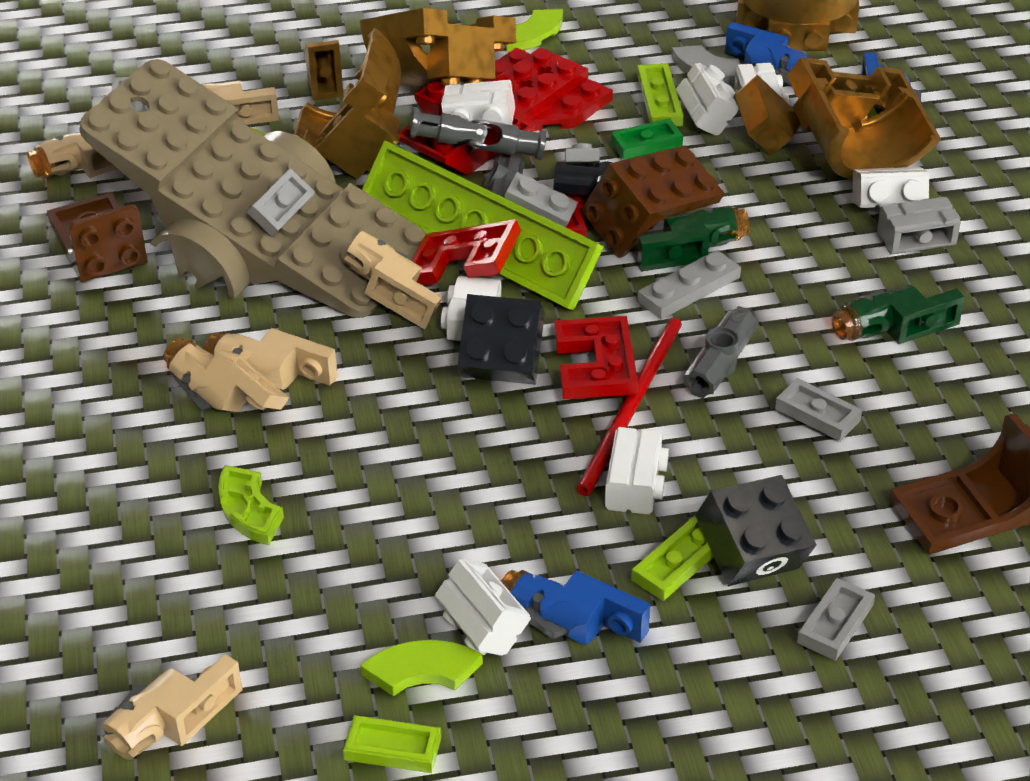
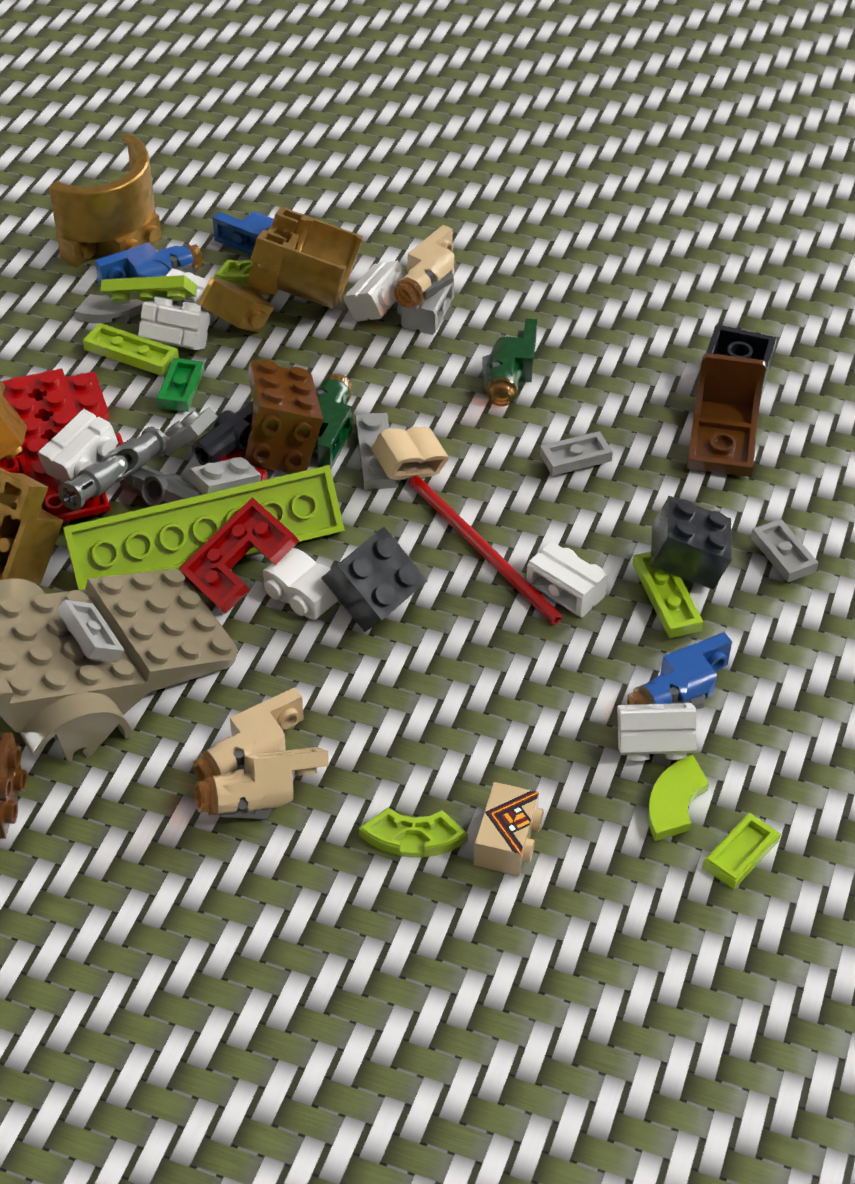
camera: 60 degrees left, 5 degrees up
(171, 707) = (625, 977): tan plate -> none
(286, 555) = (507, 828): none -> tan brick
(392, 279) = (233, 612): tan plate -> none
(614, 362) = (451, 538): red plate -> none
(690, 296) = (409, 453): none -> tan brick
(717, 55) = (146, 288): none -> lime plate
(720, 352) = (477, 470): dark grey piece -> none
(939, 192) = (428, 269): none -> tan plate

